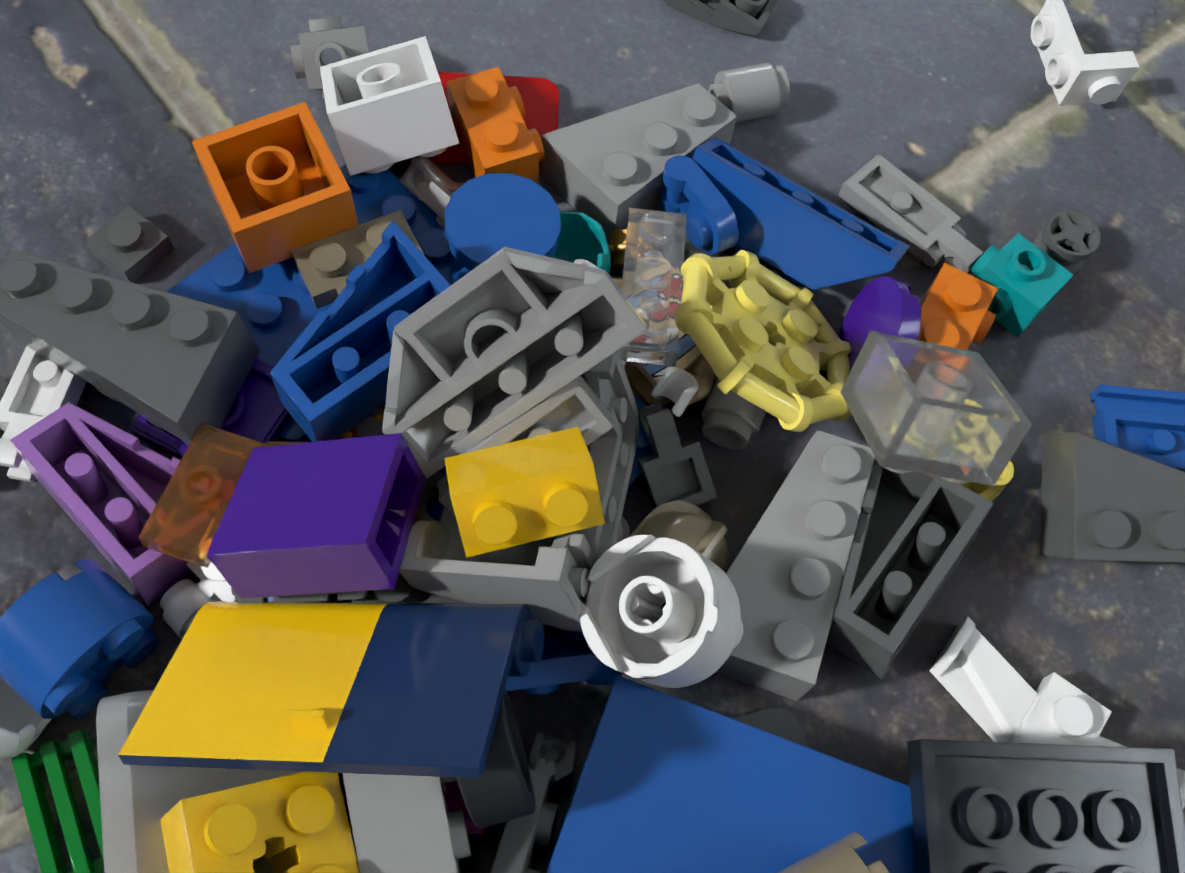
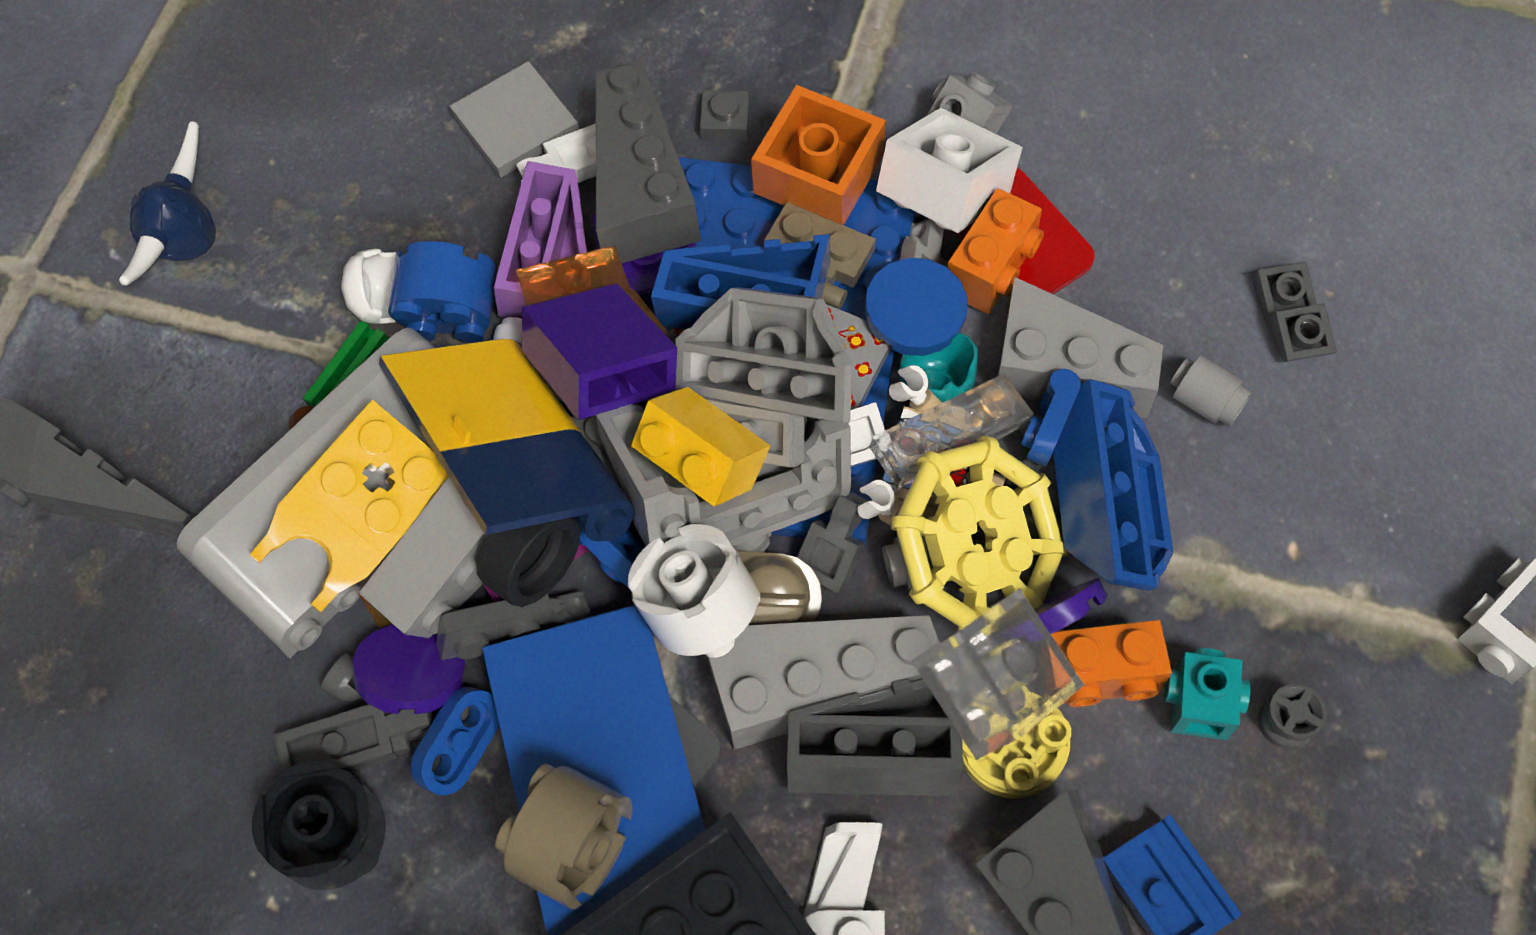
camera: 65 degrees right, 0 degrees up
(910, 215) = (1207, 577): light grey hinge -> none

